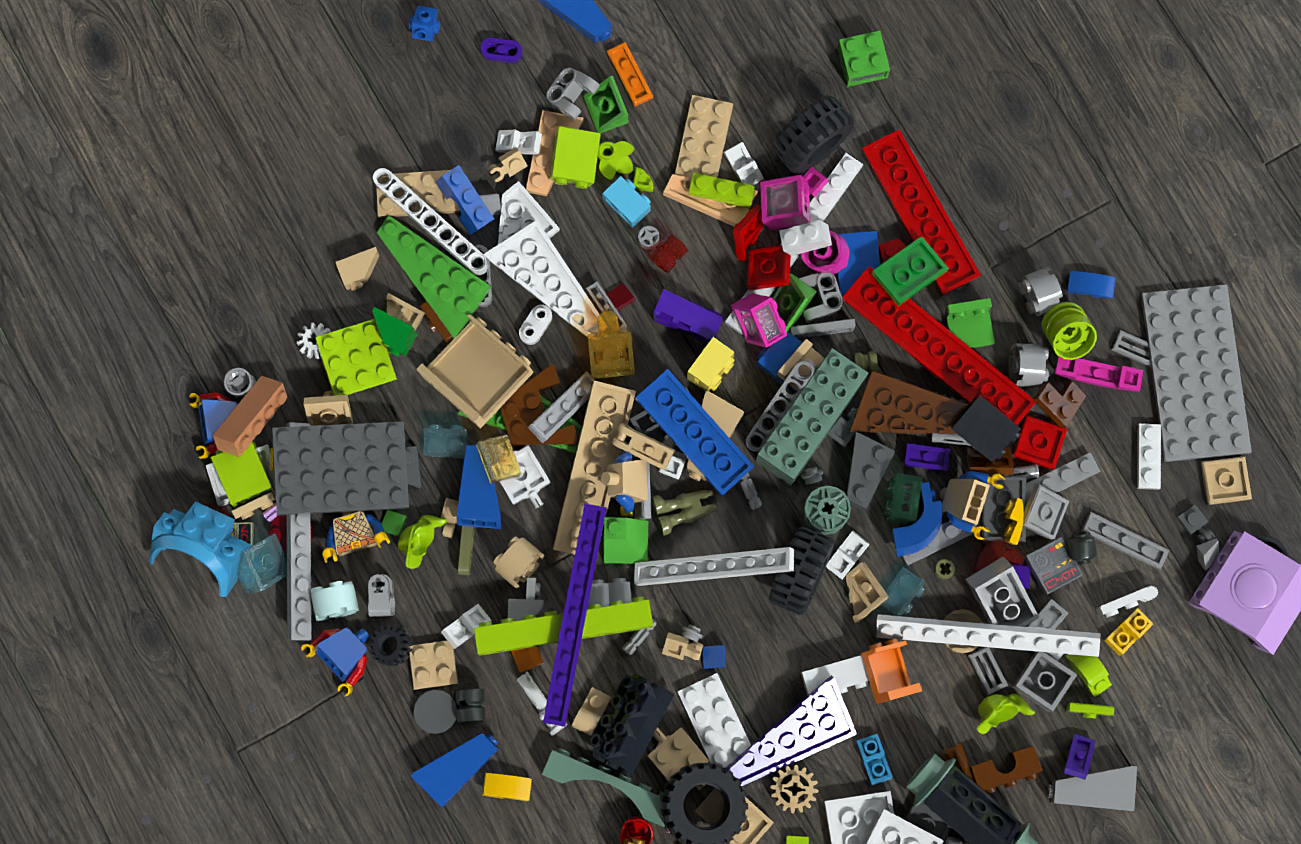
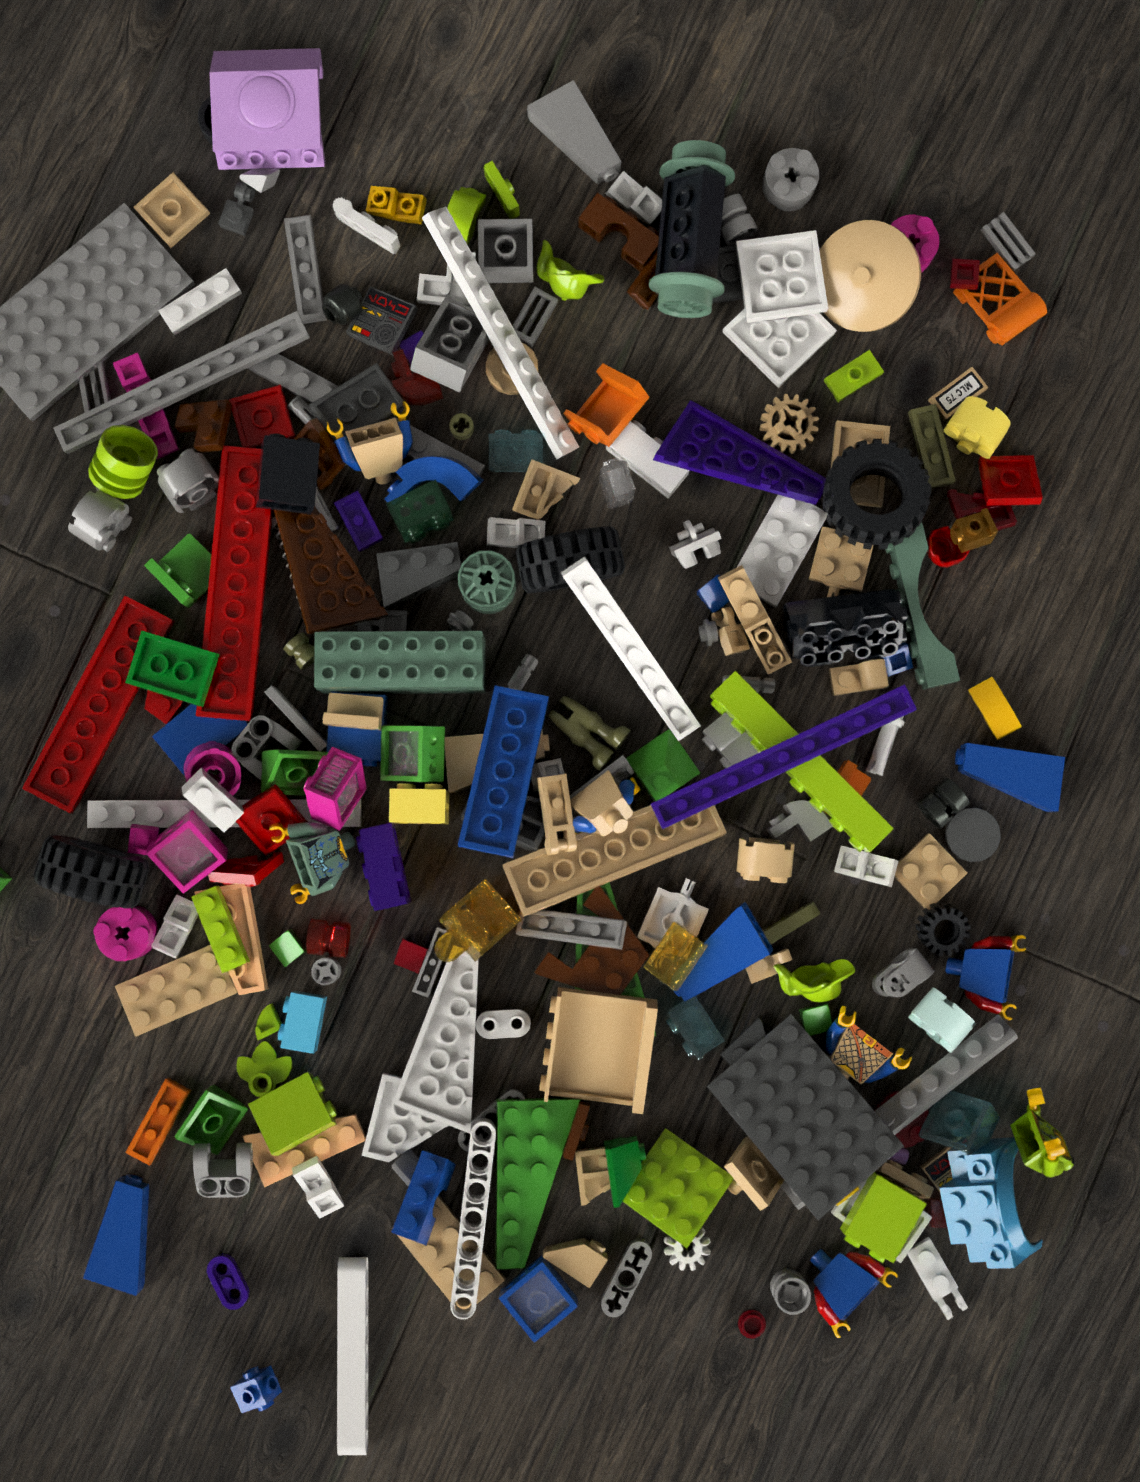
camera: 130 degrees left, 5 degrees up
(181, 483) = (935, 1275): none -> white hinge
(213, 606) = (1039, 1142): none -> lime torso
(238, 347) = (751, 1323): none -> dark red plate
(250, 416) = (820, 1254): nougat brick -> none
(322, 274) = (610, 1292): none -> light grey beam
(352, 227) = (538, 1298): none -> piece
(402, 94) = (352, 1356): none -> white beam
(510, 163) = (348, 1177): tan plate -> none
(583, 747) = (899, 661): none -> blue slope
(678, 669) = (754, 619): none -> tan slope
(680, 224) = (287, 947): none -> slope
(726, 280) = (317, 855): none -> sand green torso
(747, 384) = (412, 753): none -> bright green piece
(758, 120) = (110, 932): none -> dark pink brick
(760, 666) = (707, 540): none -> white hips
(785, 395) = (398, 705): light grey beam -> none
(833, 641) = (616, 483): none -> clear brick
(874, 759) = (702, 366): dark azure slope -> none
(1014, 513) = (354, 388): yellow slope -> none
(1023, 798) = (635, 198): none -> white slope
(1044, 512) = (333, 364): light grey tile -> none
(1079, 756) = (556, 168): dark purple plate -> none
(1091, 284) = (56, 476): blue slope -> none
(1098, 406) = (182, 382): none -> light grey plate

